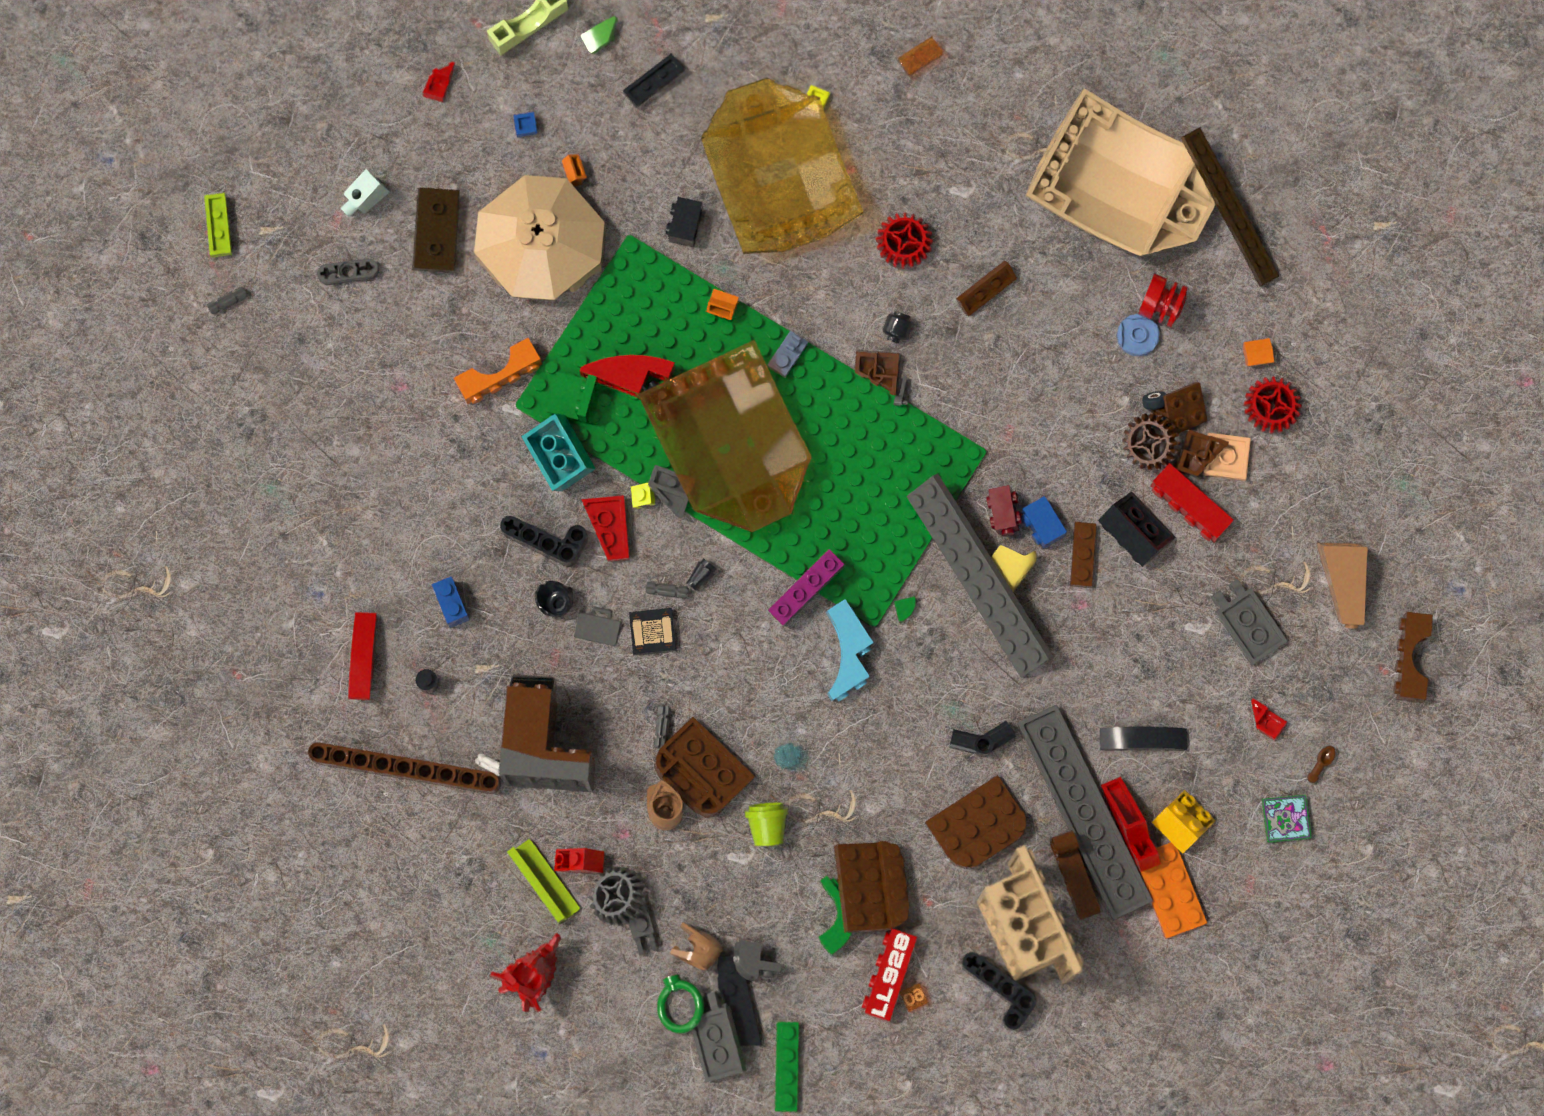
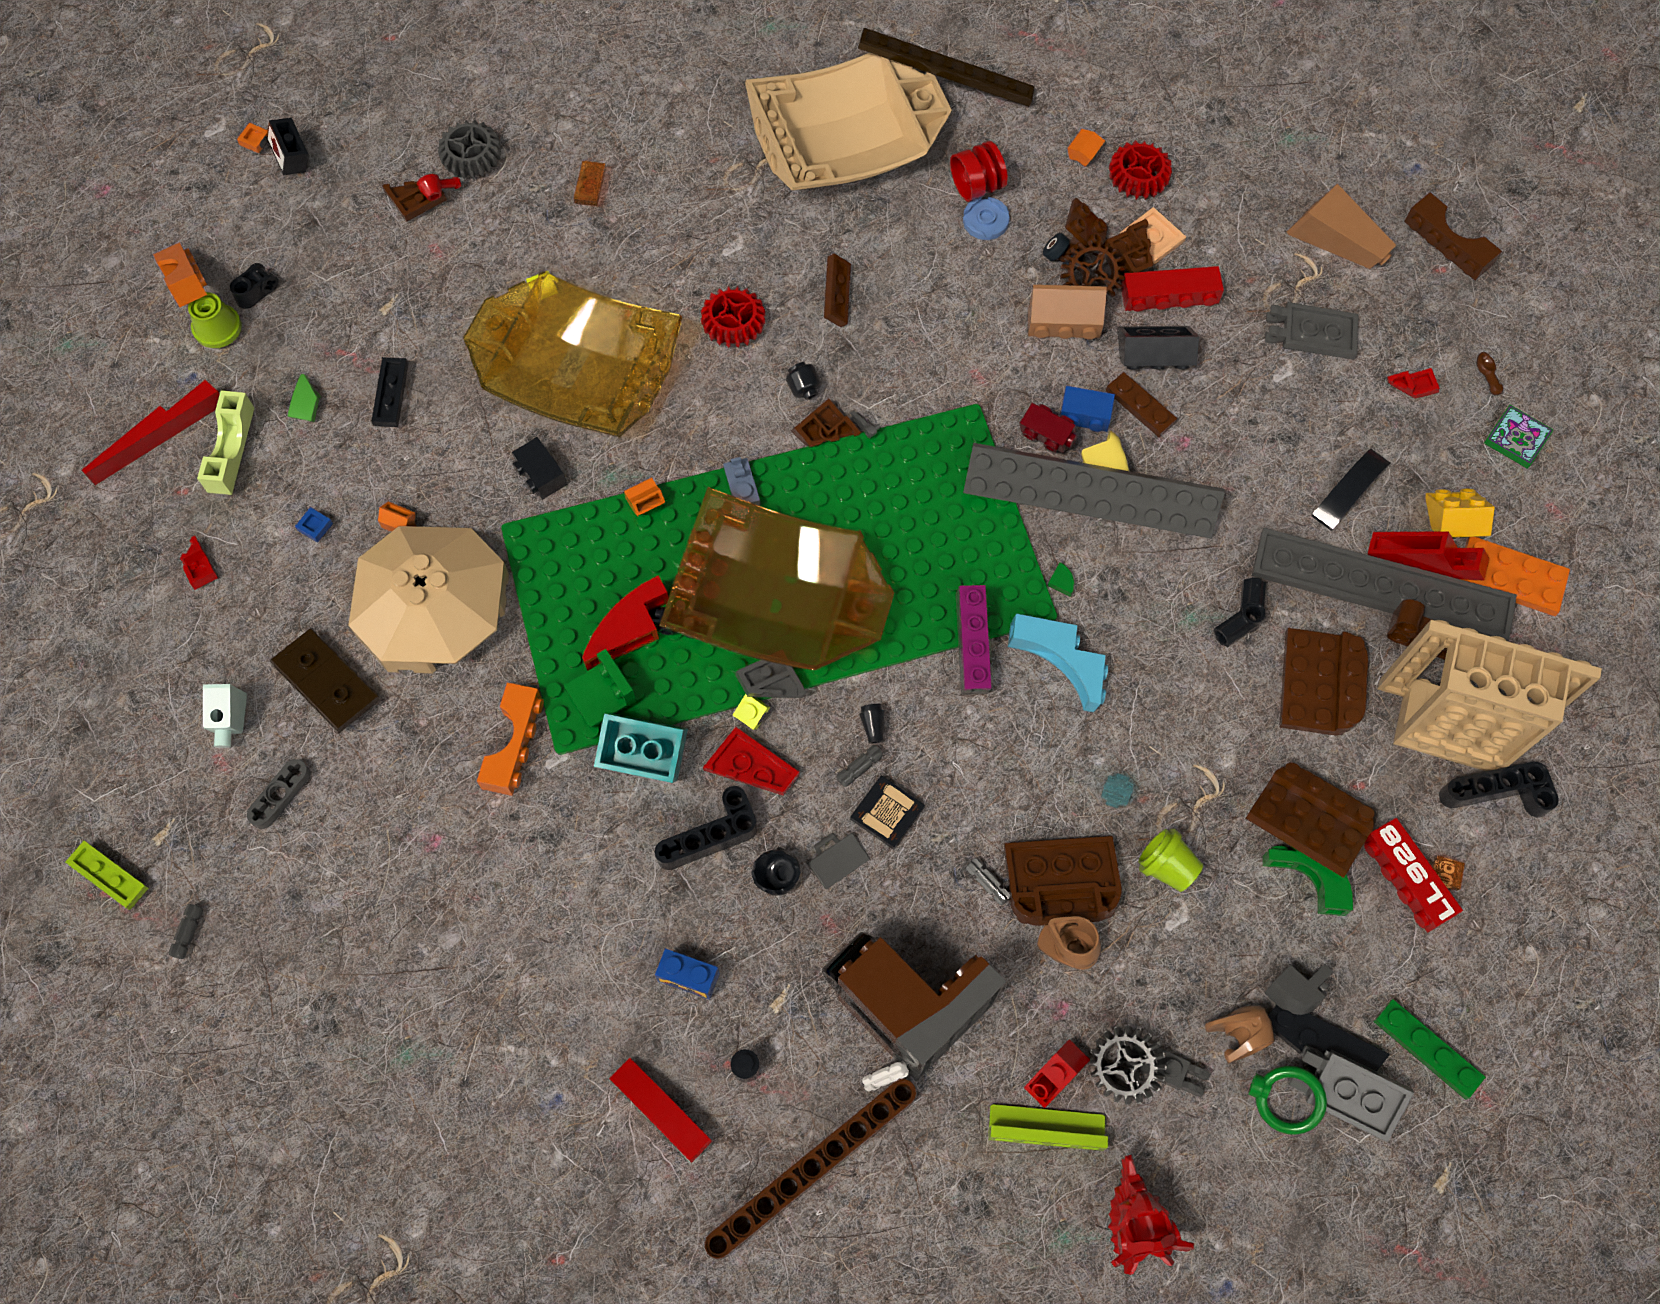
camera: 50 degrees left, 10 degrees down
(1102, 450) = (1066, 311): none -> medium nougat slope

